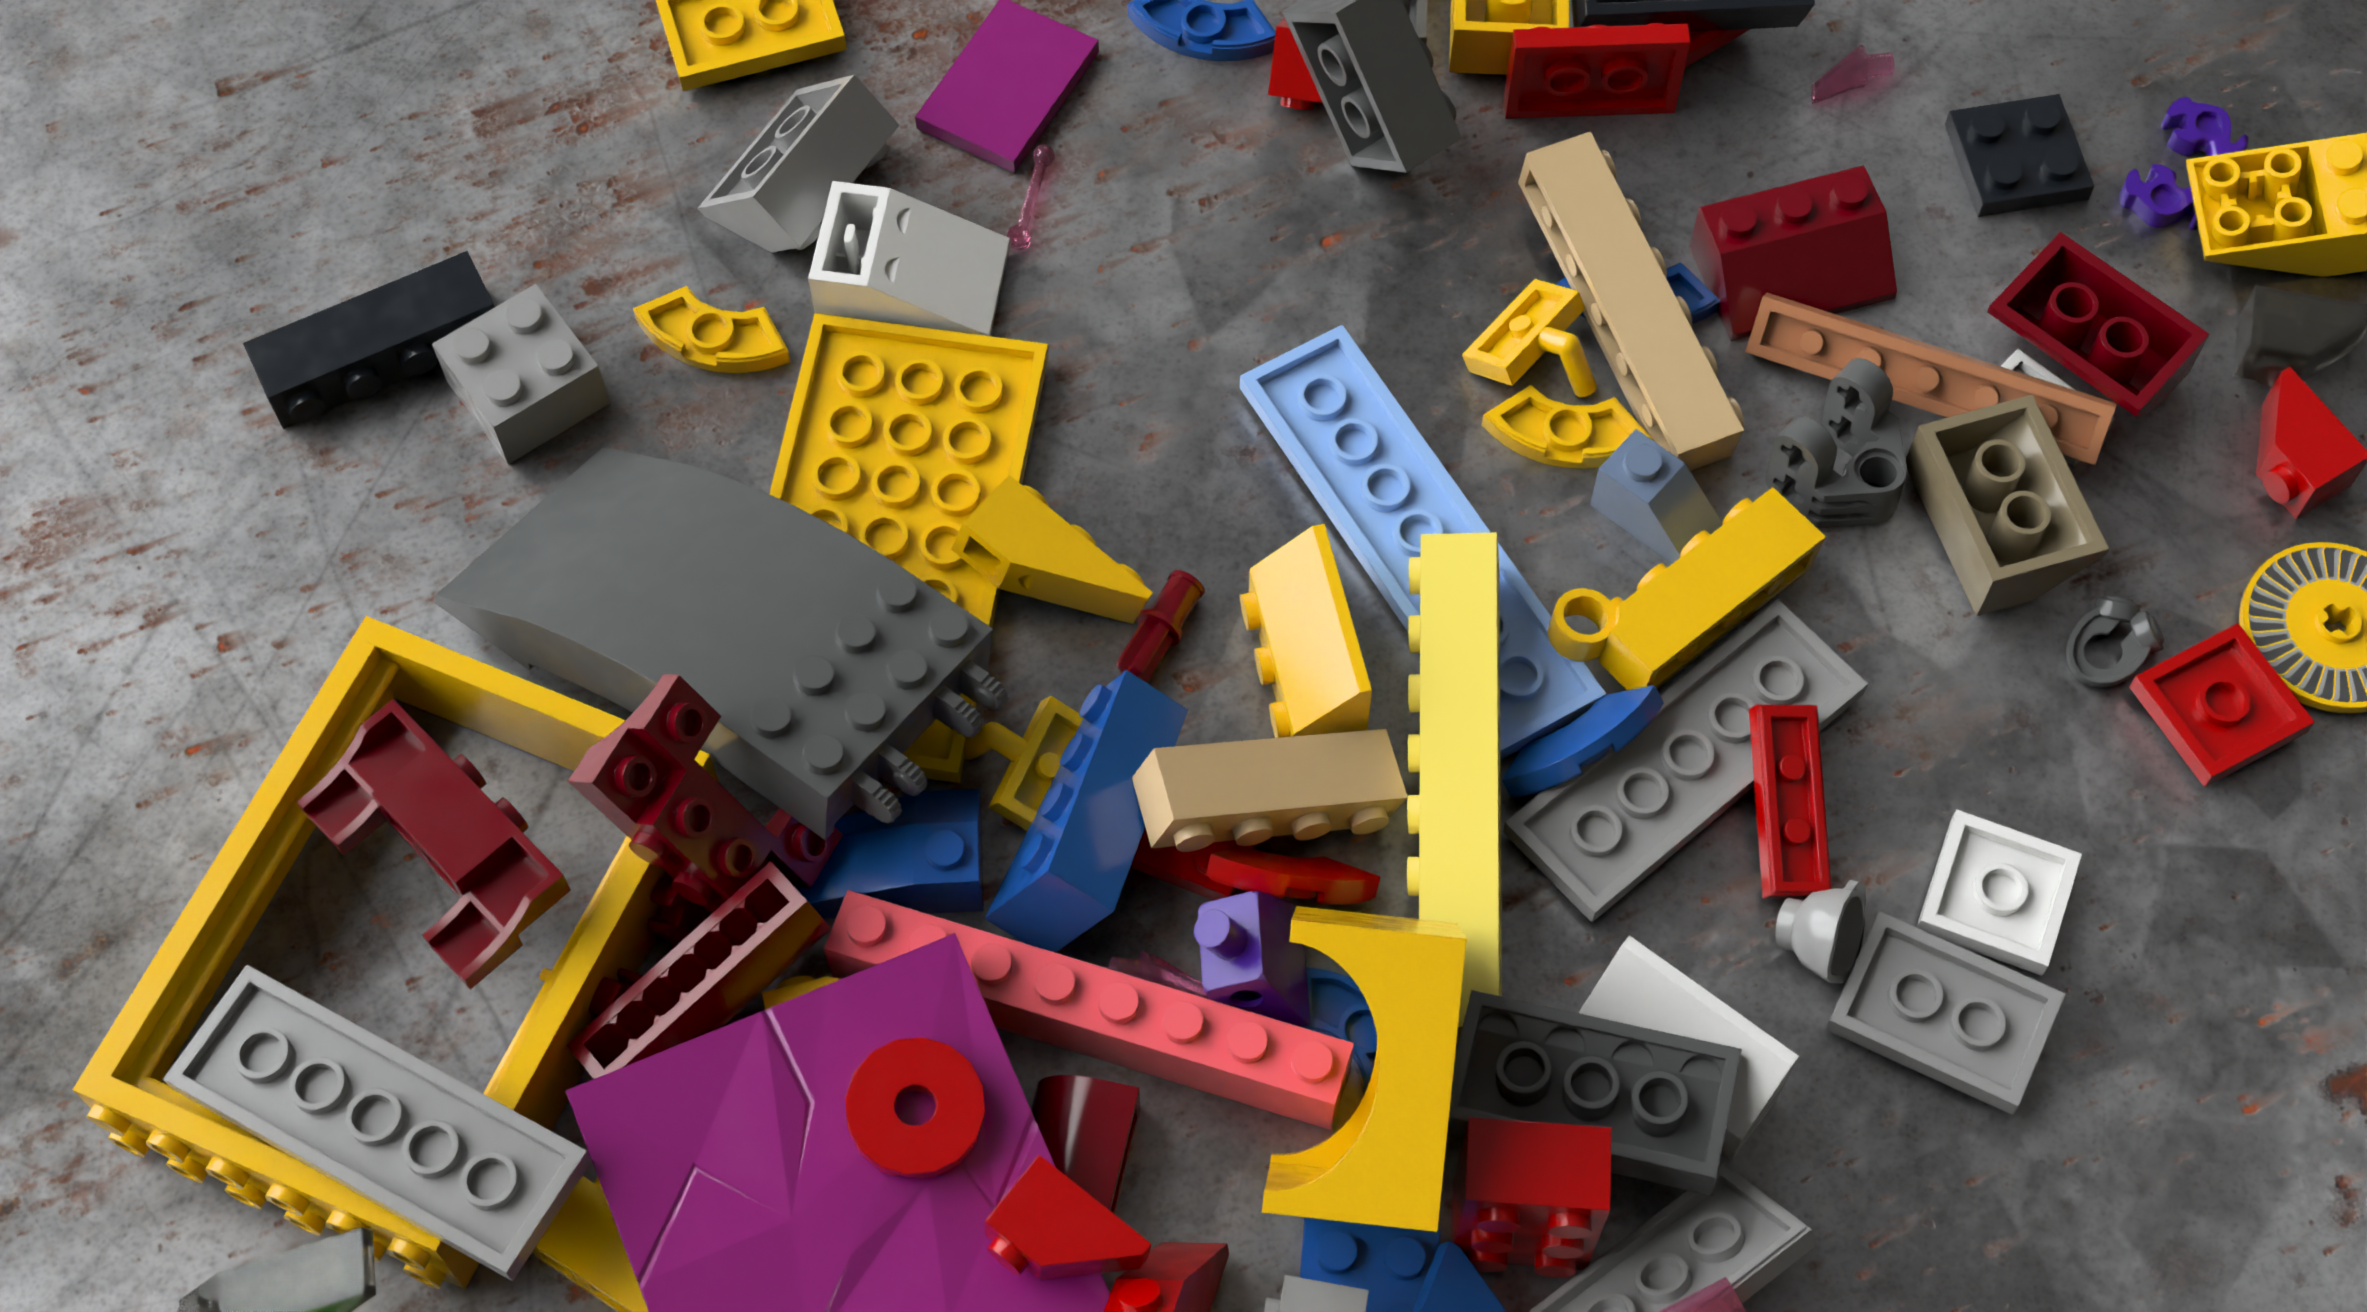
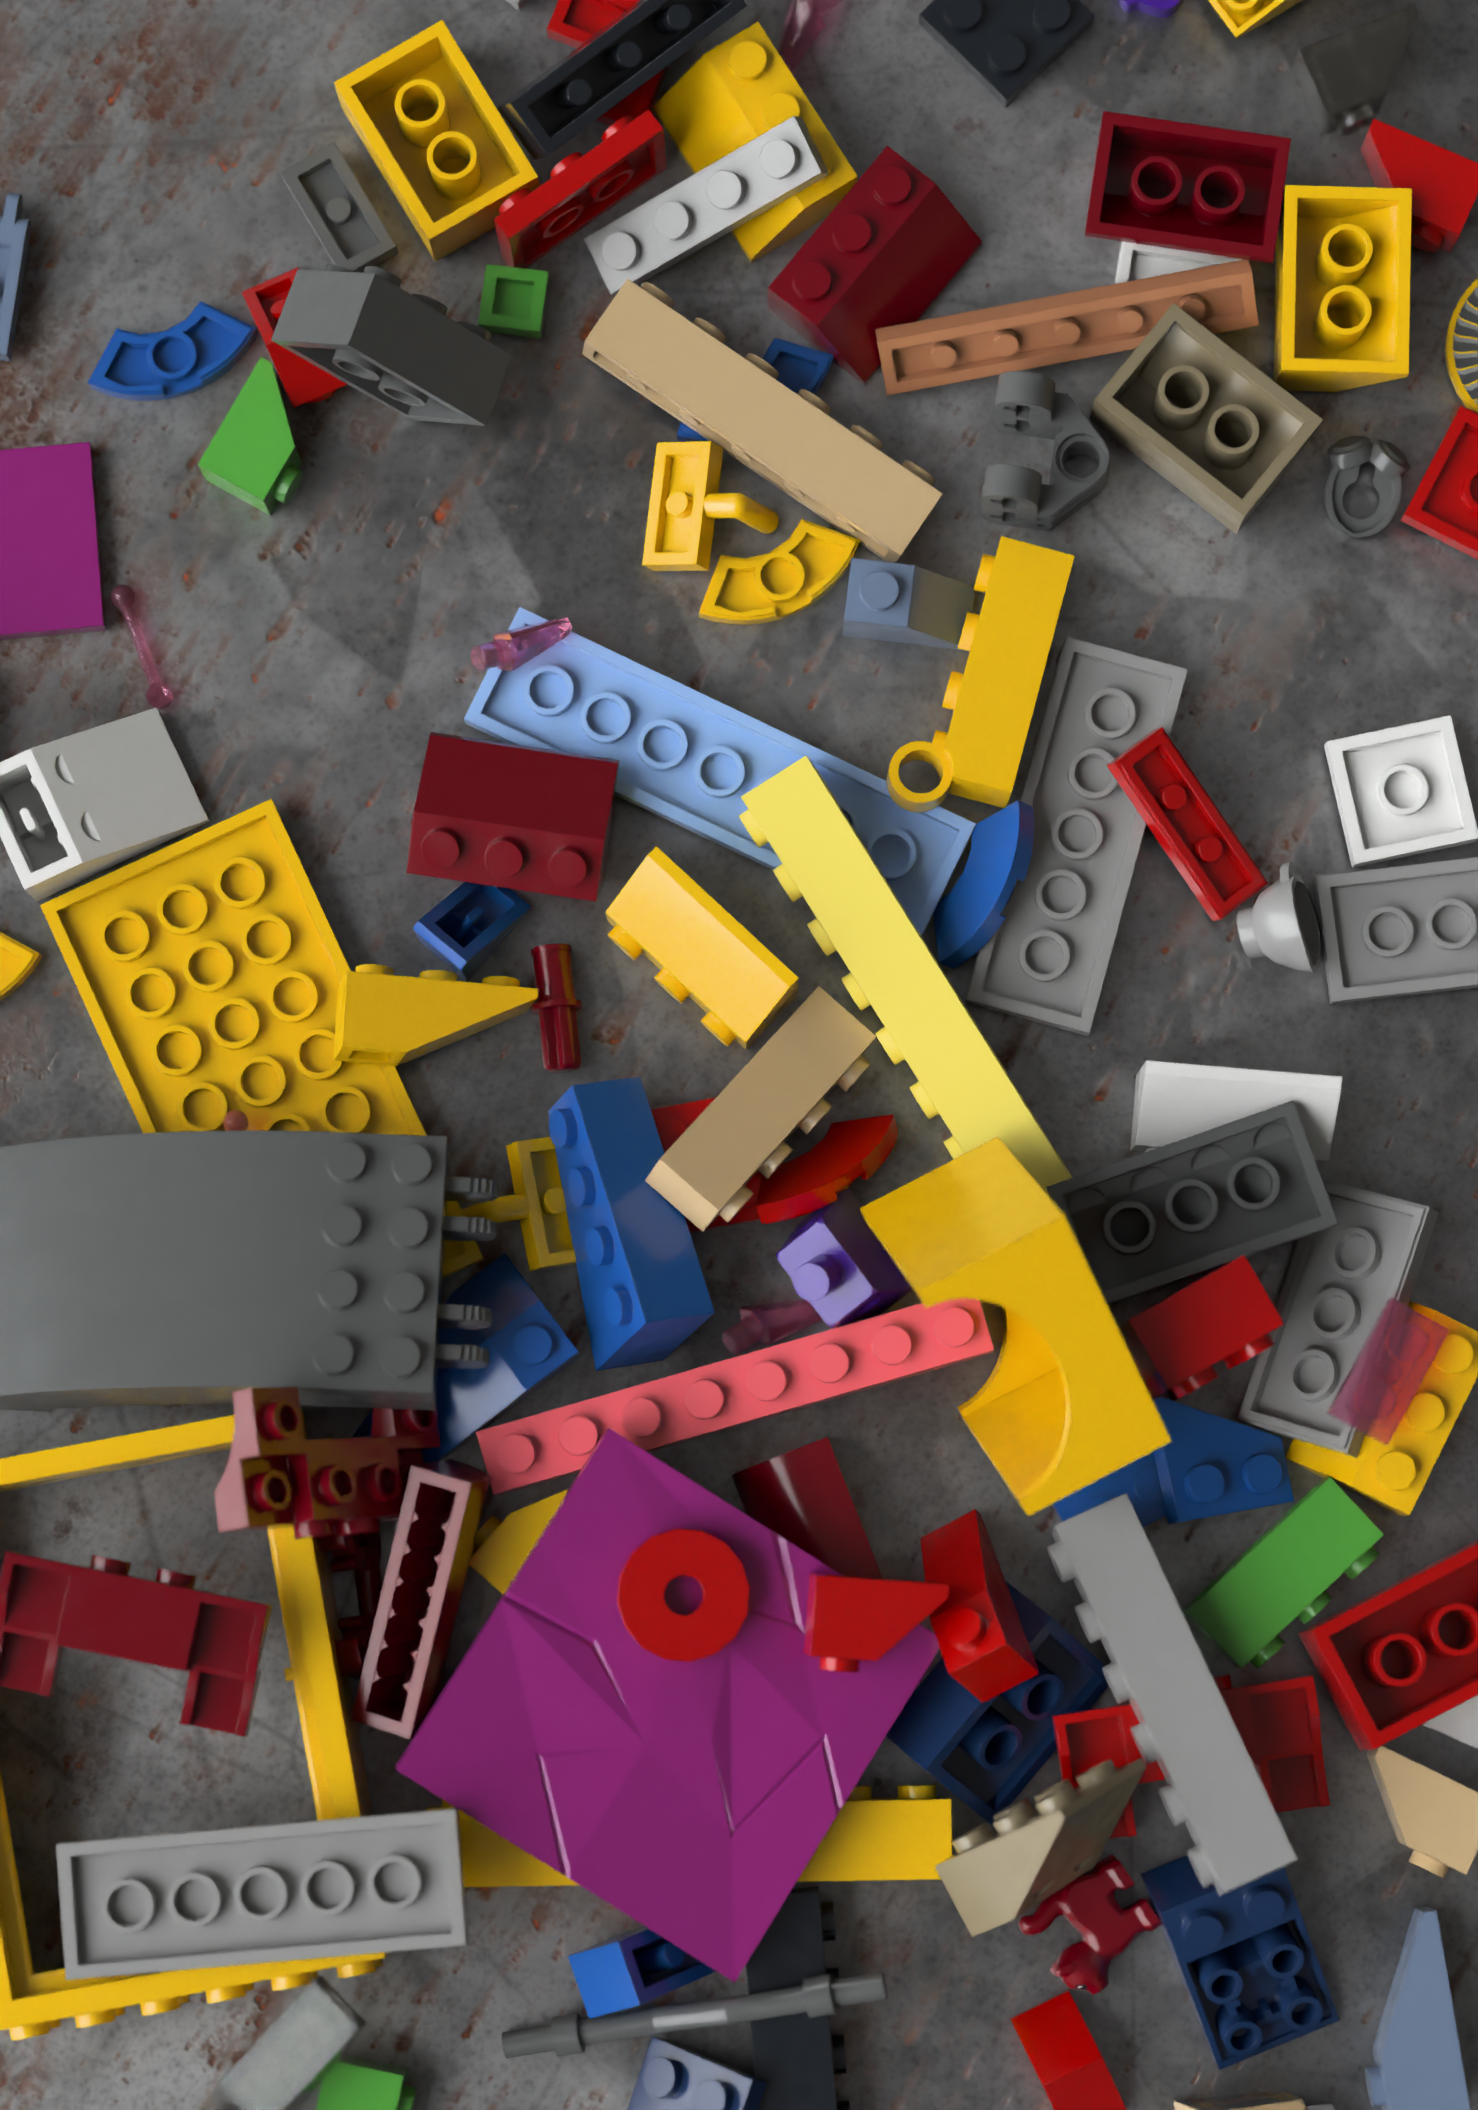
camera: 30 degrees left, 20 degrees up
(1135, 522) = (470, 925): none -> blue slope
(1220, 106) = (255, 445): none -> bright green slope
(1227, 460) = (513, 816): none -> dark red slope
(1322, 344) = (520, 645): none -> clear pink bar
(1492, 125) = (514, 301): none -> bright green plate
(1699, 130) = (707, 205): none -> light grey plate
(1757, 115) = (731, 100): none -> yellow slope
(2186, 471) = (1342, 287): none -> yellow slope

